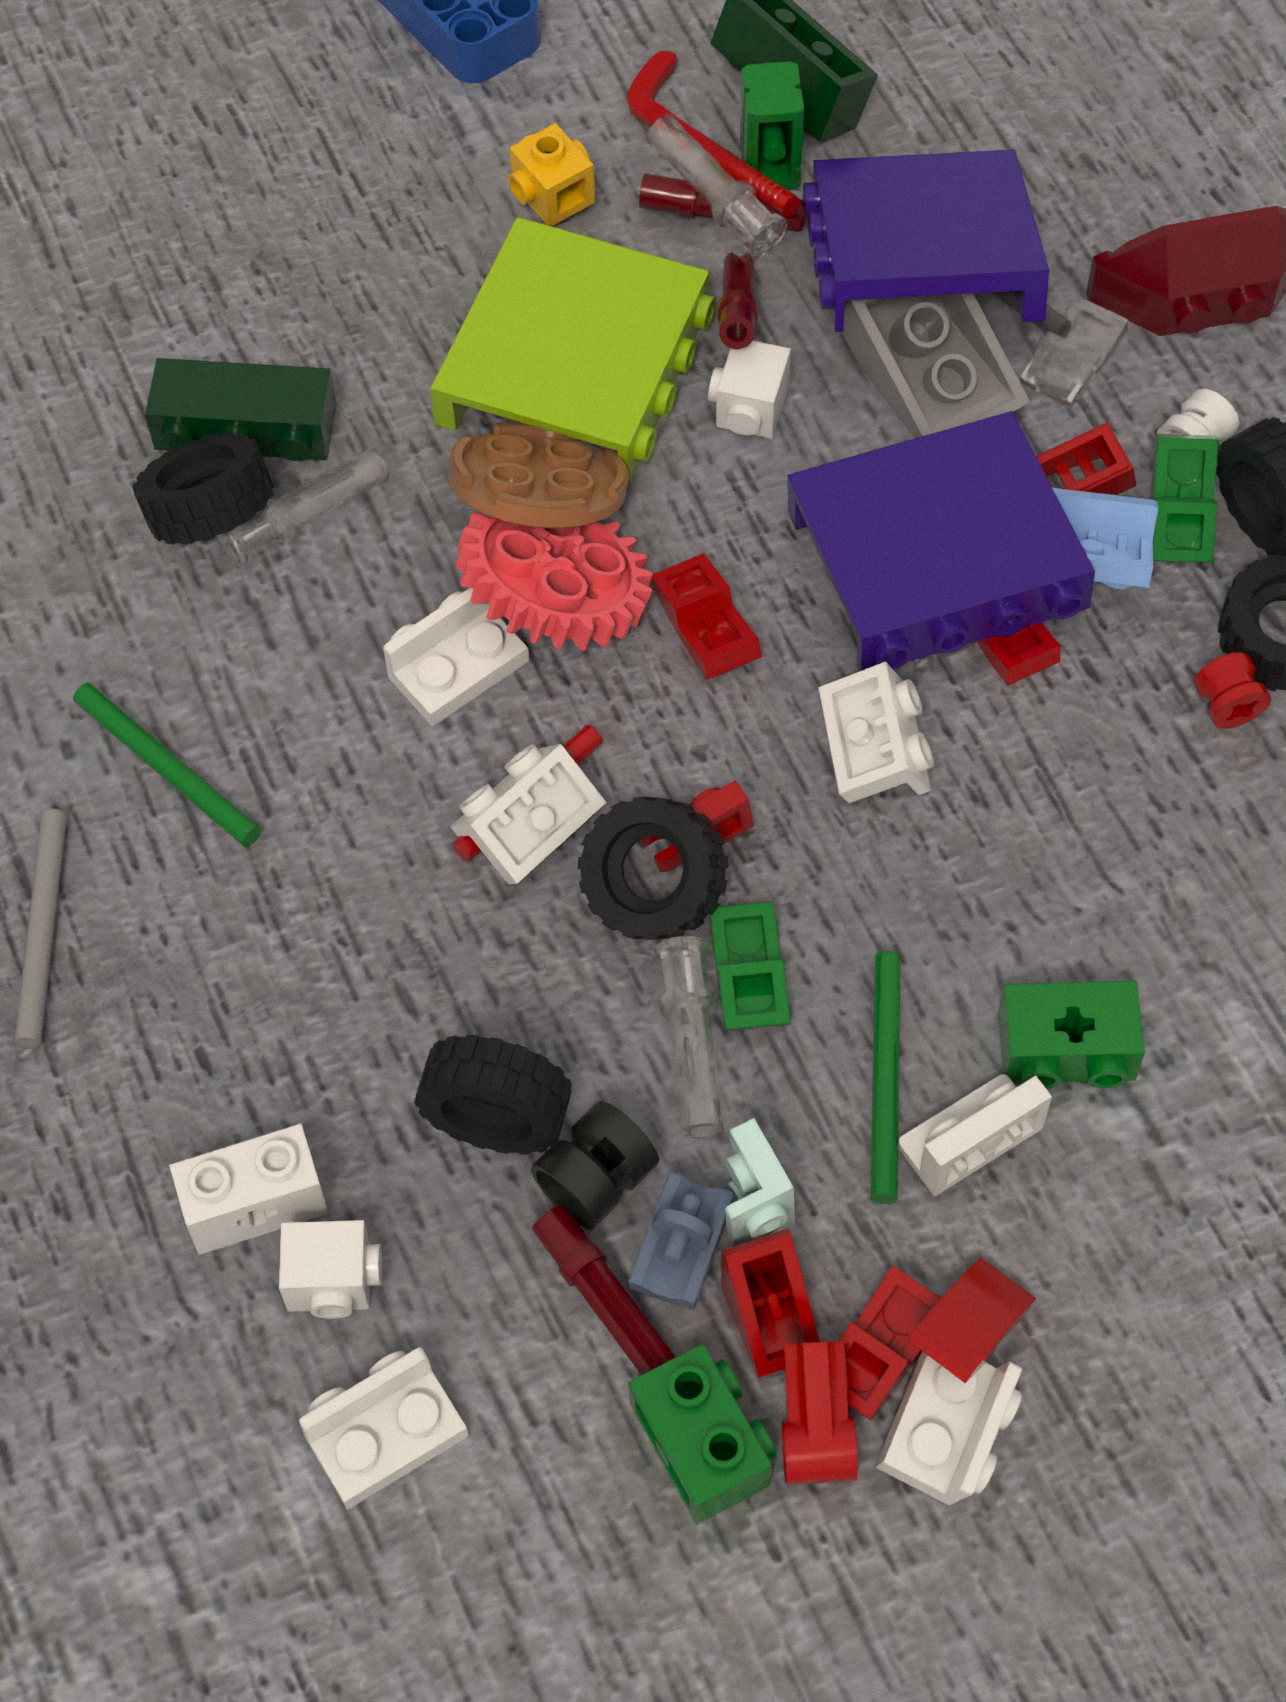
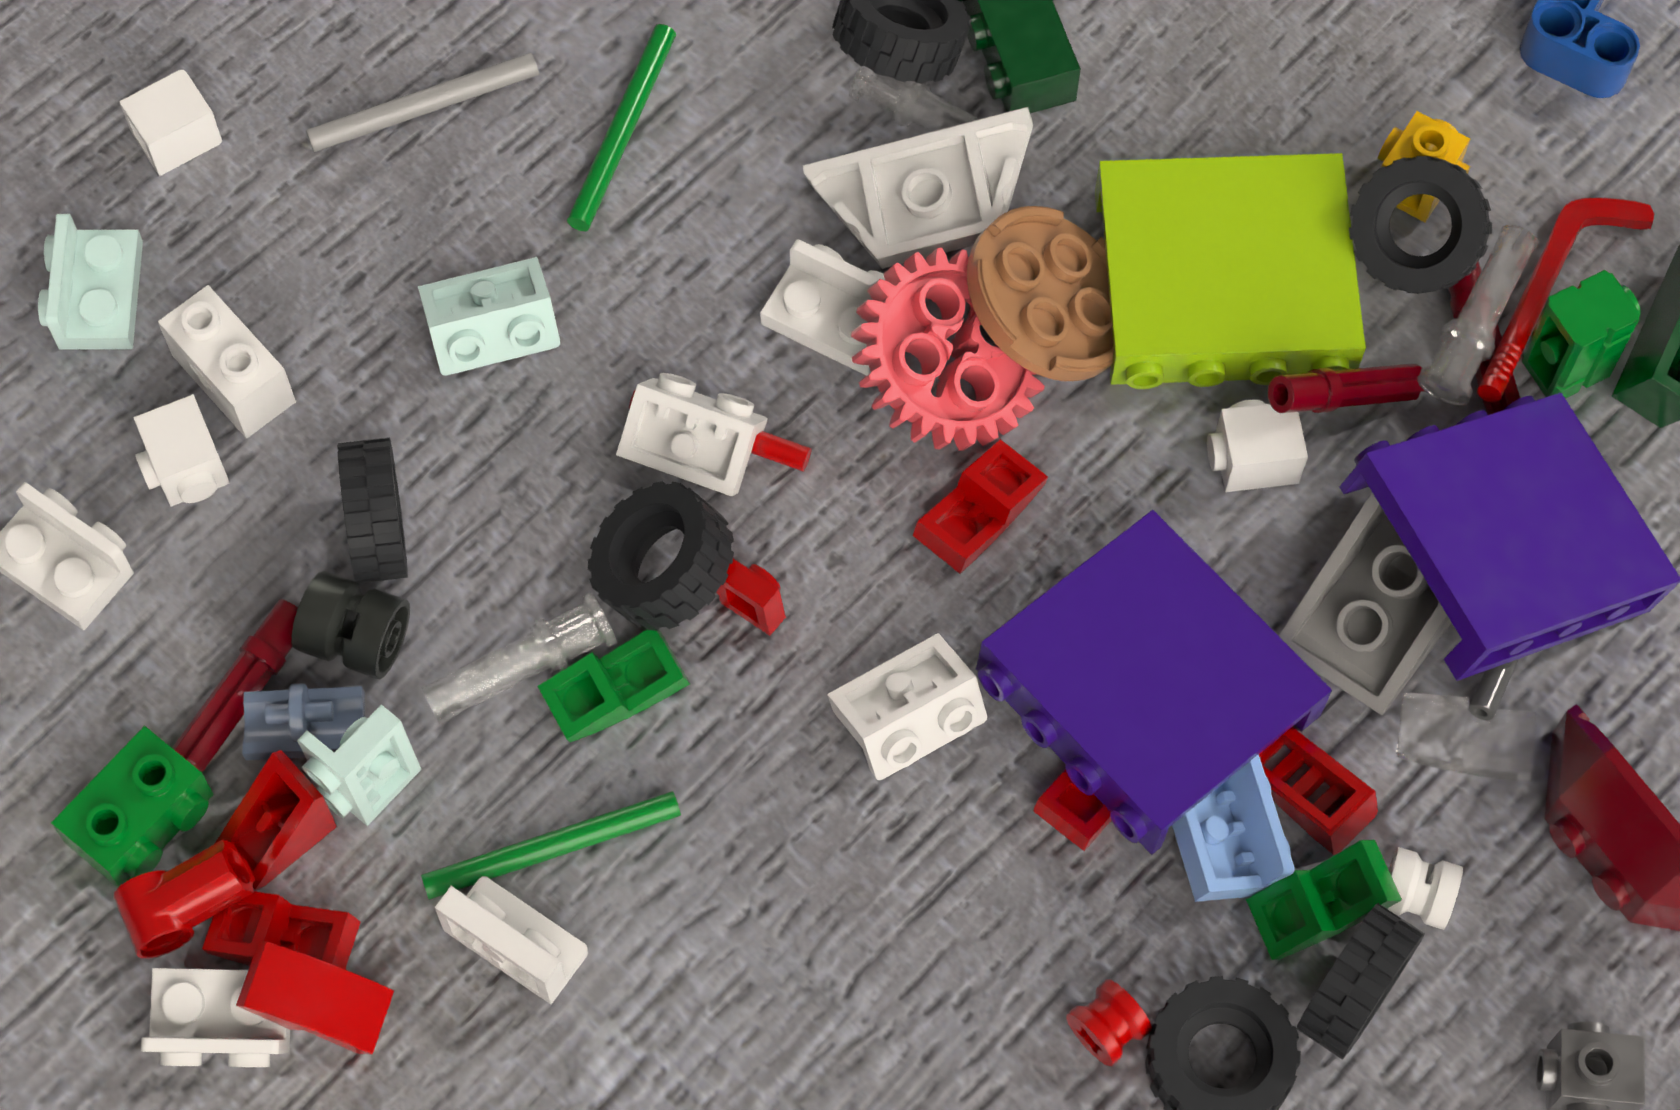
camera: 65 degrees right, 5 degrees up
(86, 1299) = (91, 286): none -> light aqua bracket
(313, 939) = (489, 316): none -> light aqua bracket
(377, 537) = (927, 187): none -> white wing
(649, 154) = (1372, 224): none -> black tyre
(1099, 1017) = (649, 953): green brick -> none

